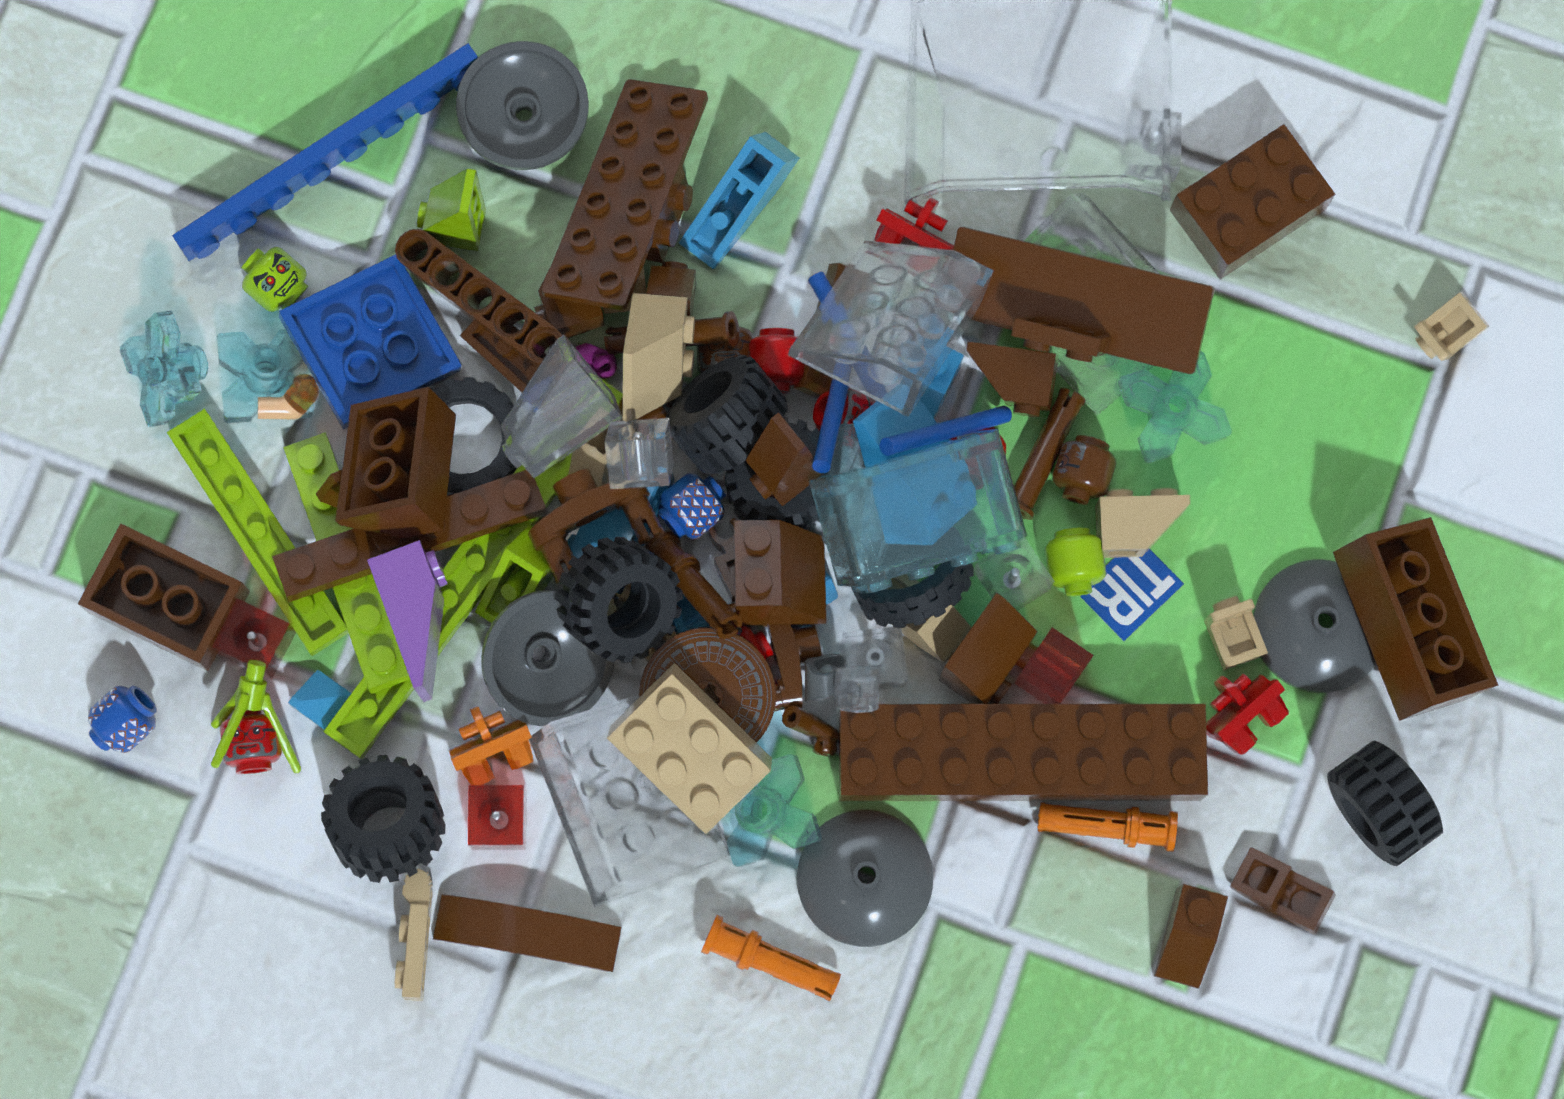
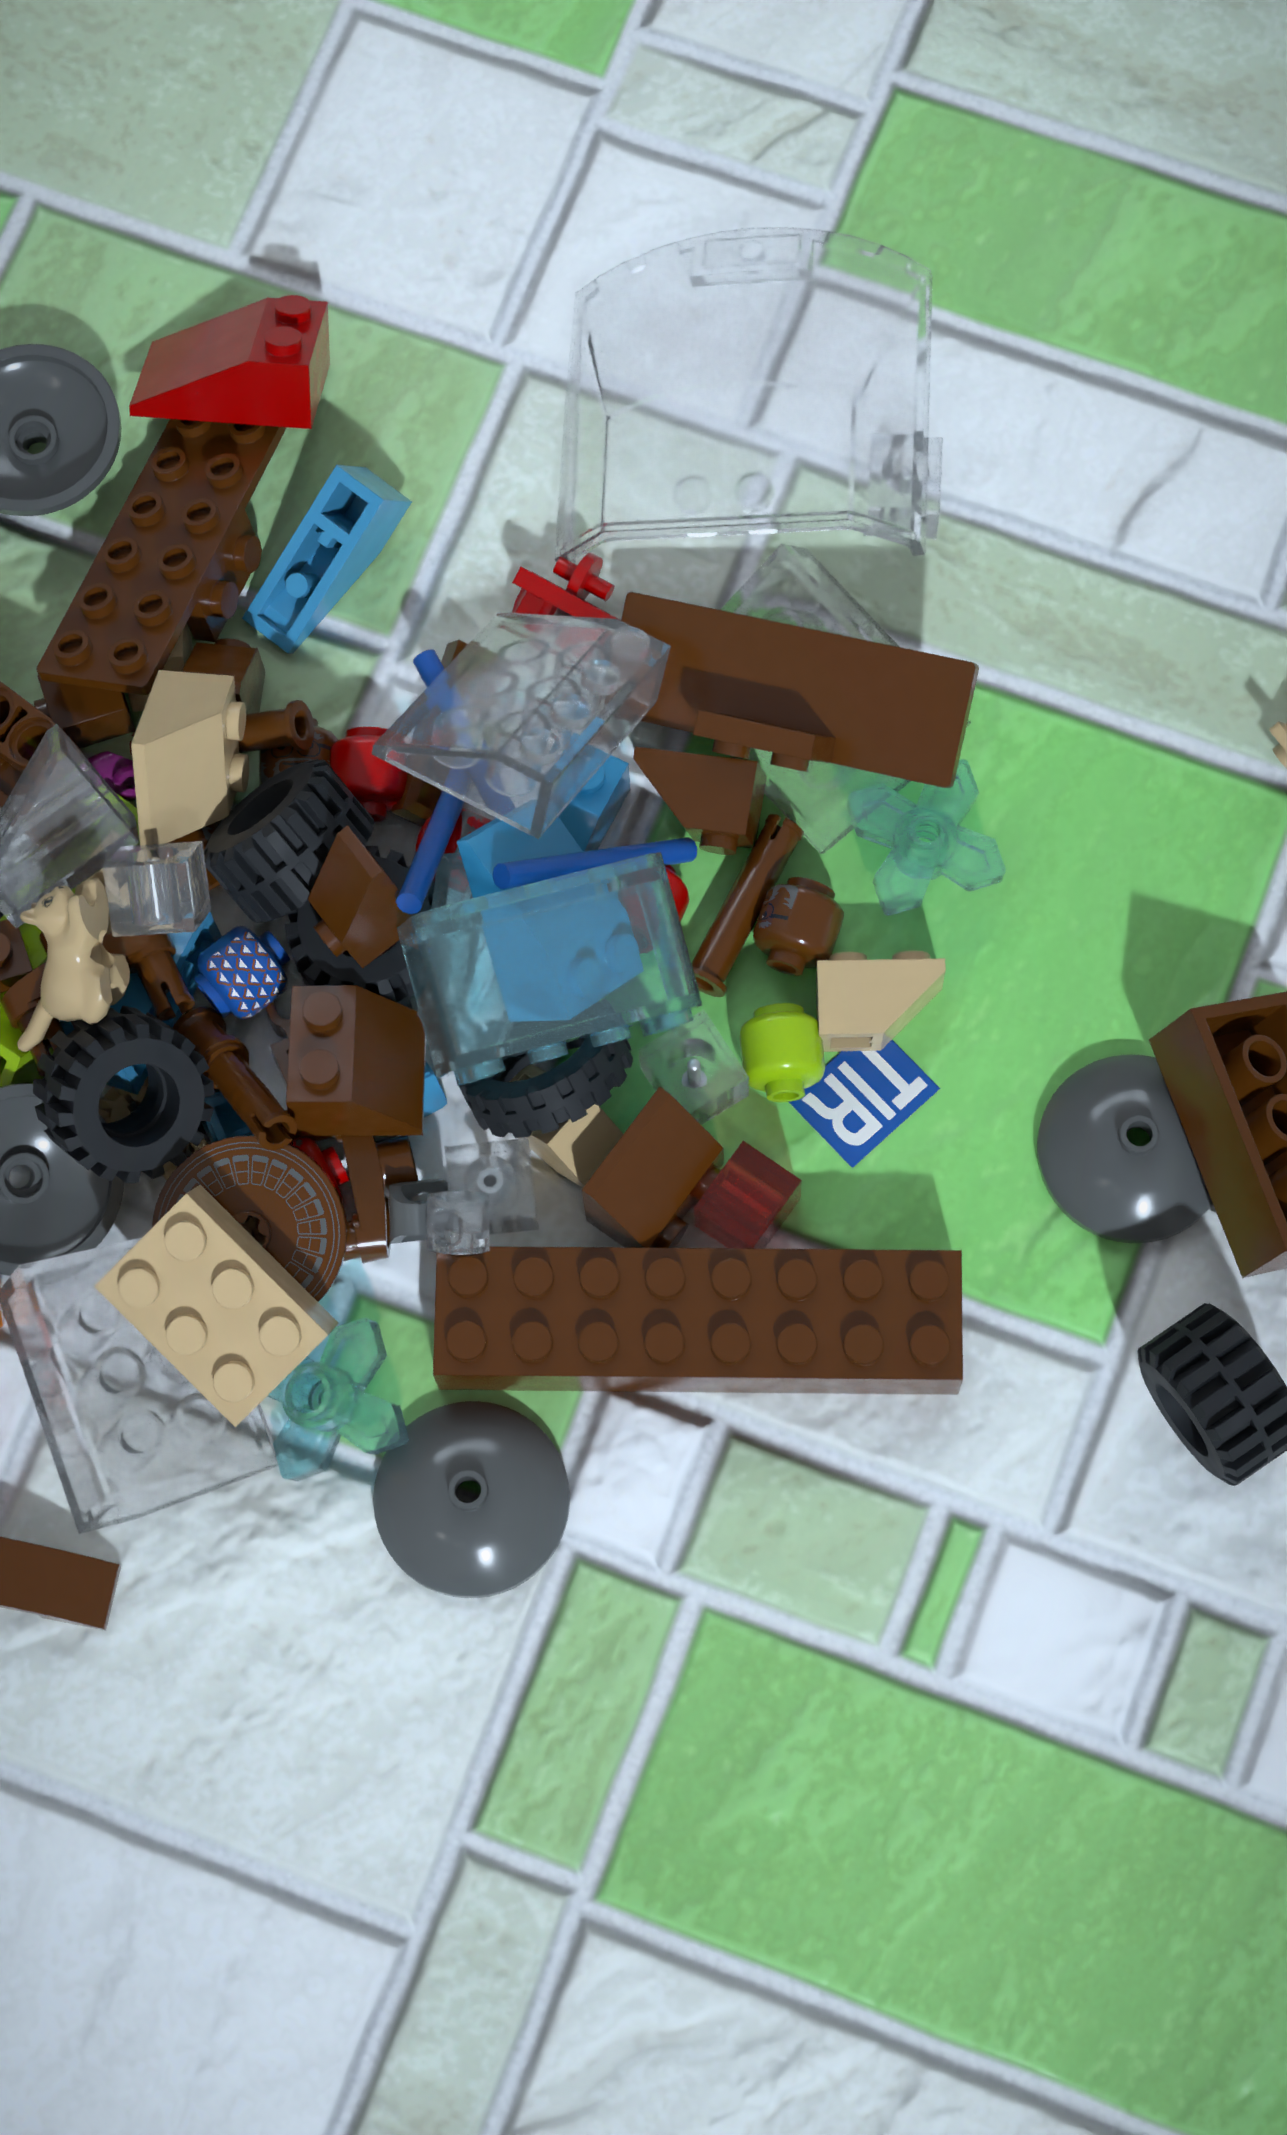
camera: 10 degrees right, 5 degrees down
(589, 515) = (79, 972): none -> tan animal
(671, 58) = (241, 367): none -> red slope
(750, 951) = (301, 1600): orange pin -> none
(813, 727) = (401, 1282): reddish brown arm -> none
(1131, 827) = (855, 1428): orange pin -> none
(1190, 935) = (937, 1585): reddish brown slope -> none
(1235, 632) = (1009, 1153): tan bracket -> none
(1241, 703) = (1042, 1247): red hips -> none
(1252, 201) = (1042, 561): reddish brown brick -> none
(1282, 890) = (1074, 1523): reddish brown slope -> none

